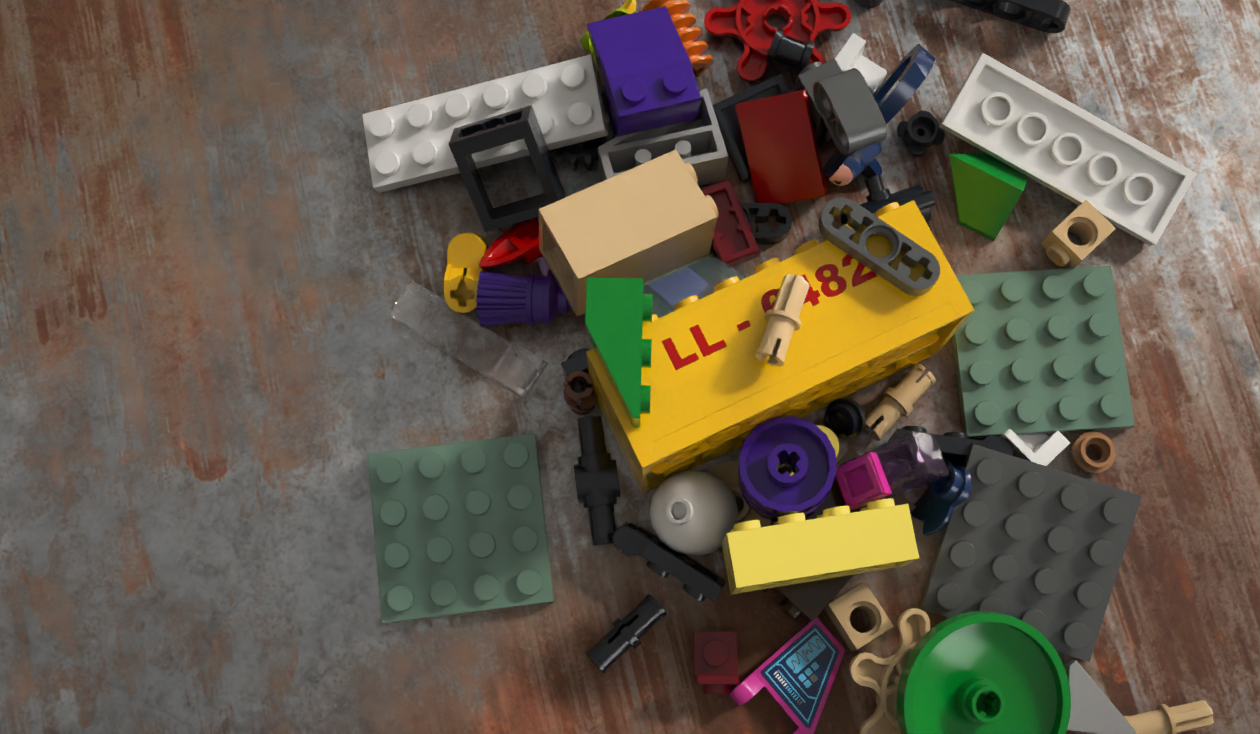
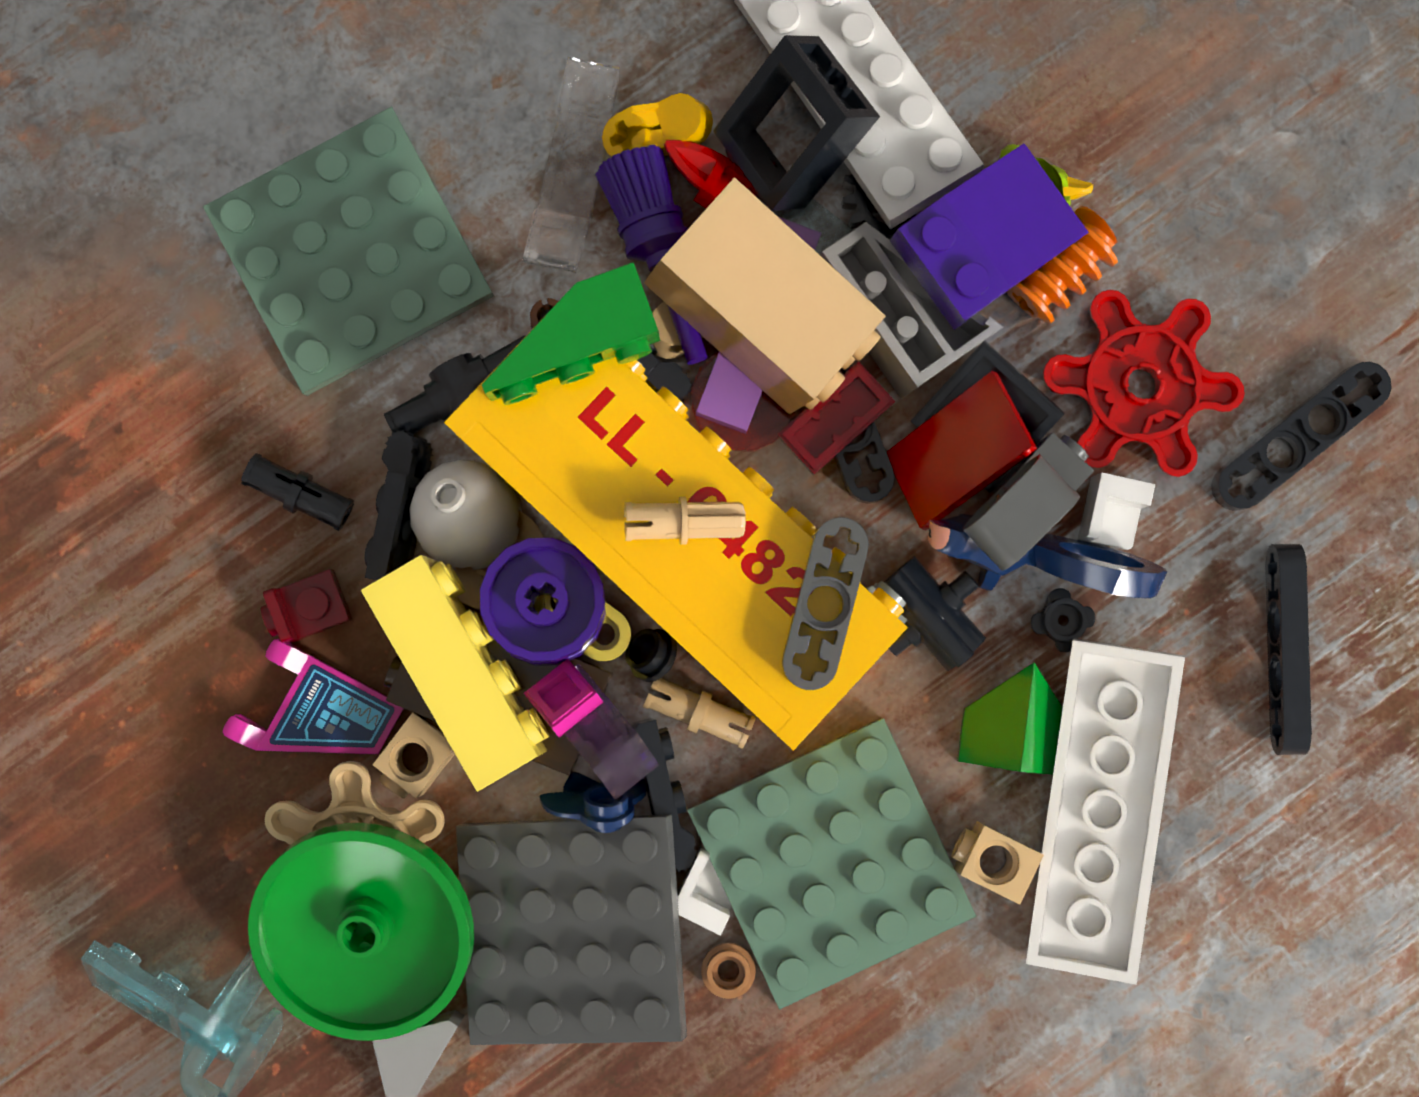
camera: 65 degrees right, 10 degrees up
(689, 280) = (719, 394): clear light blue piece -> none
(789, 51) = (1096, 414): black bush -> none

